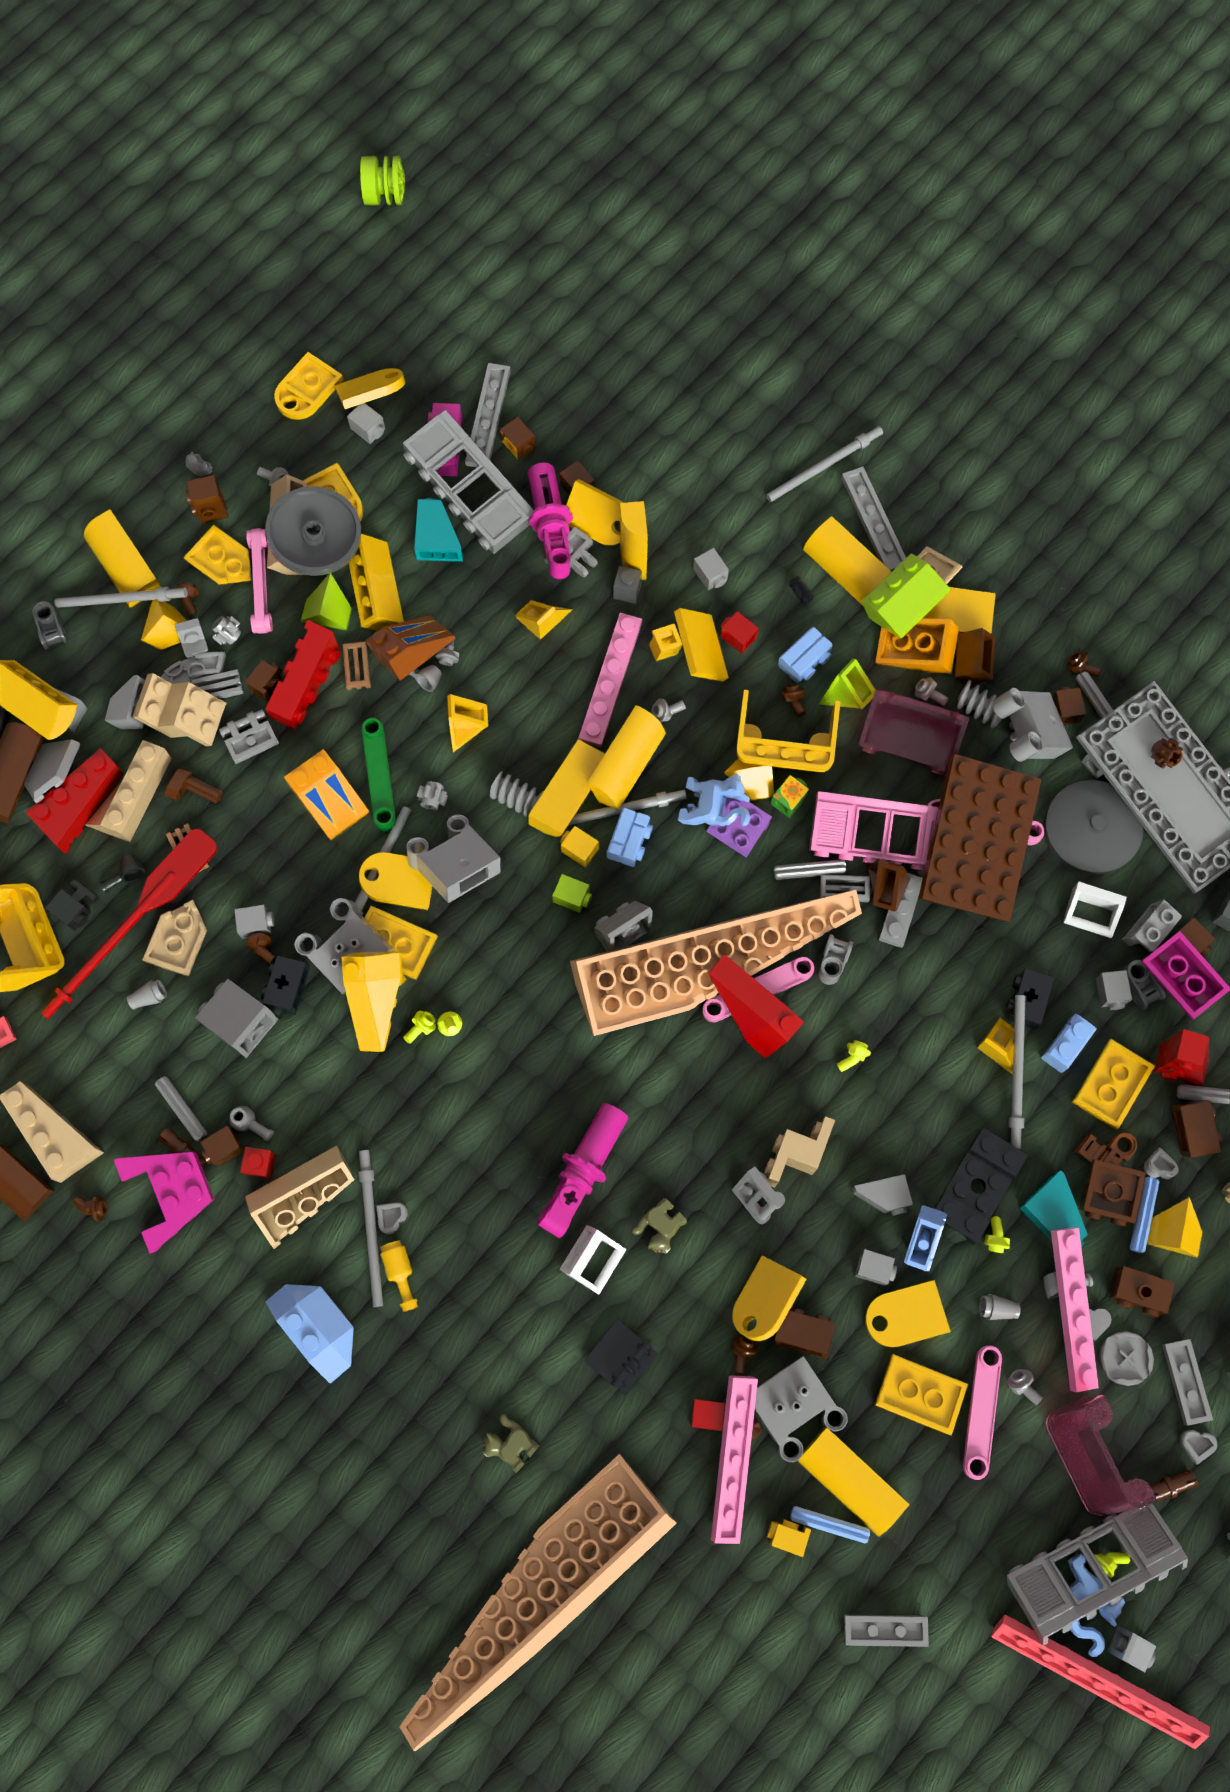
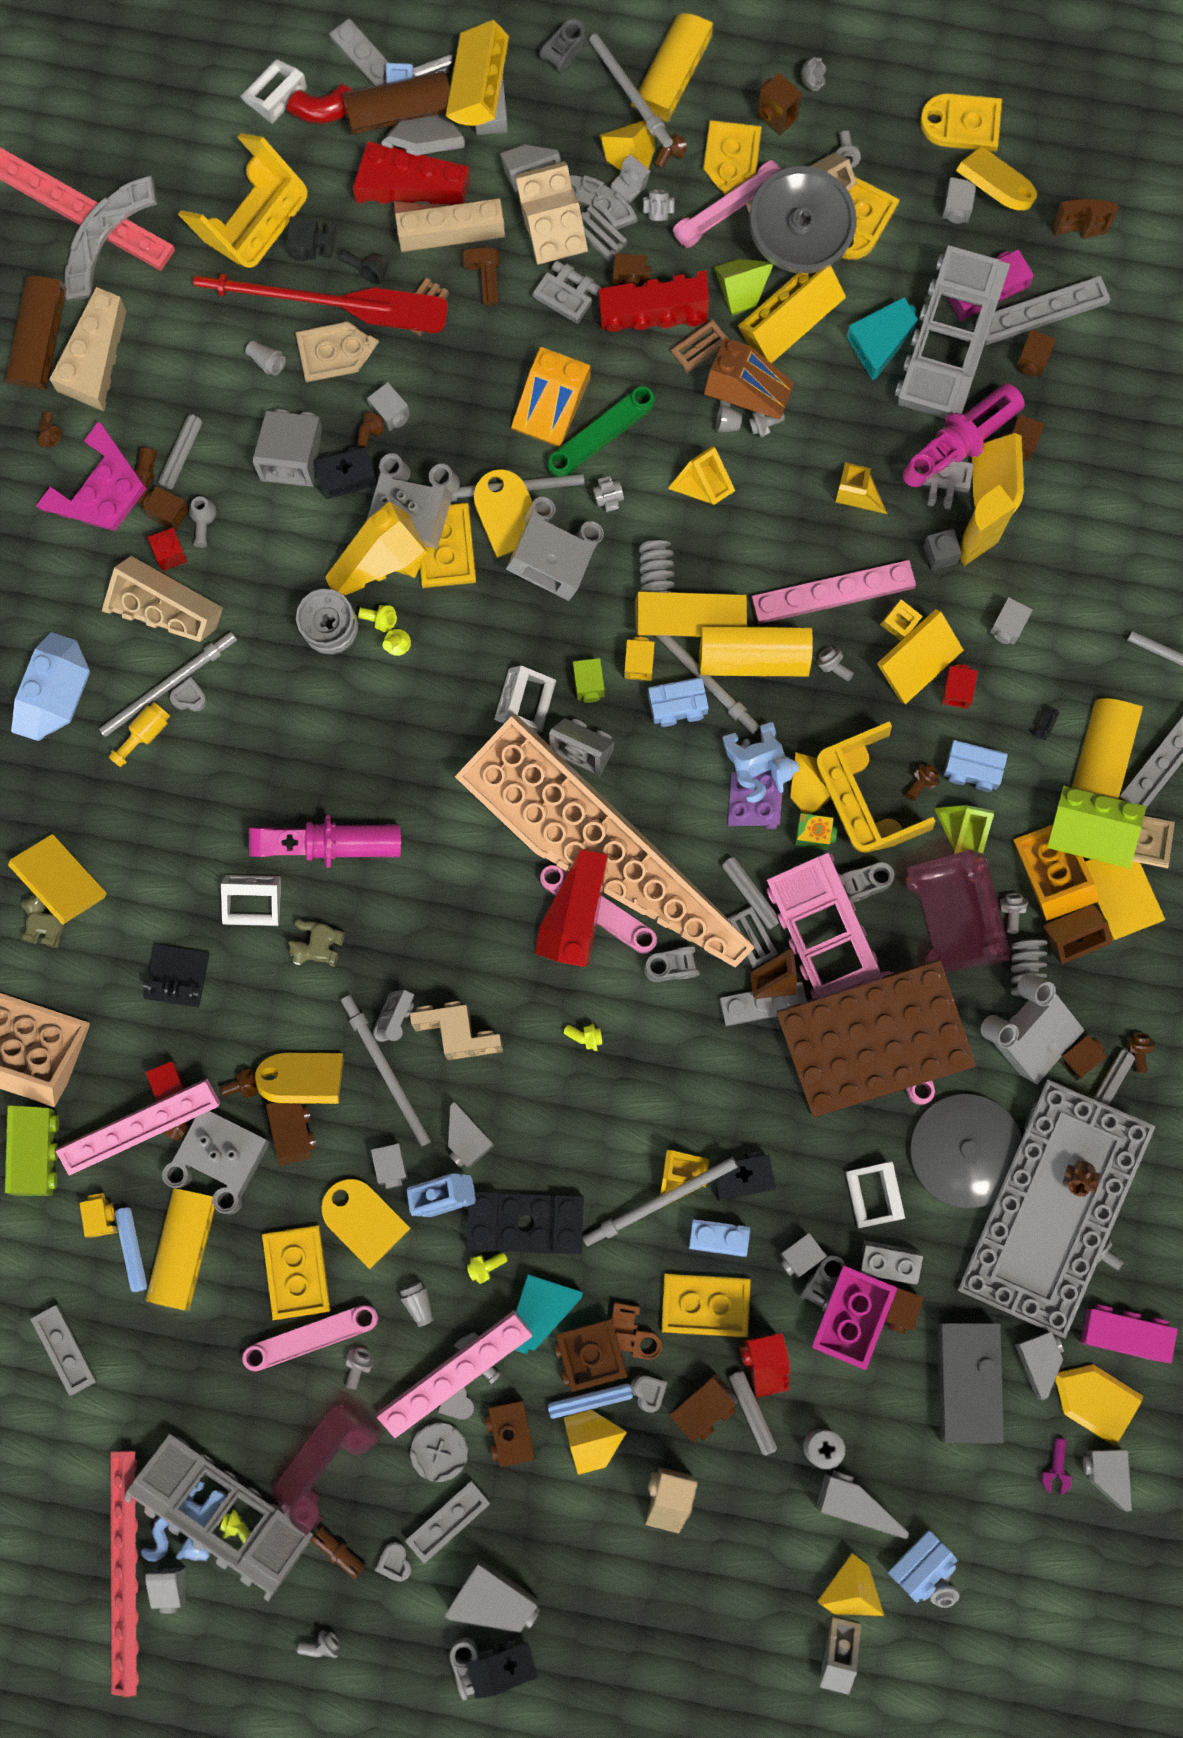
camera: 60 degrees right, 5 degrees up
(392, 1056) = (324, 606): none -> light grey wheel
(439, 346) = (1087, 215): none -> reddish brown slope
(482, 1412) = (57, 879): none -> yellow tile
(548, 957) = (513, 693): none -> white tile
(705, 1563) = (31, 1151): none -> lime slope
(743, 1228) = (359, 1023): none -> light grey bar
(849, 782) = (865, 883): none -> light grey piece

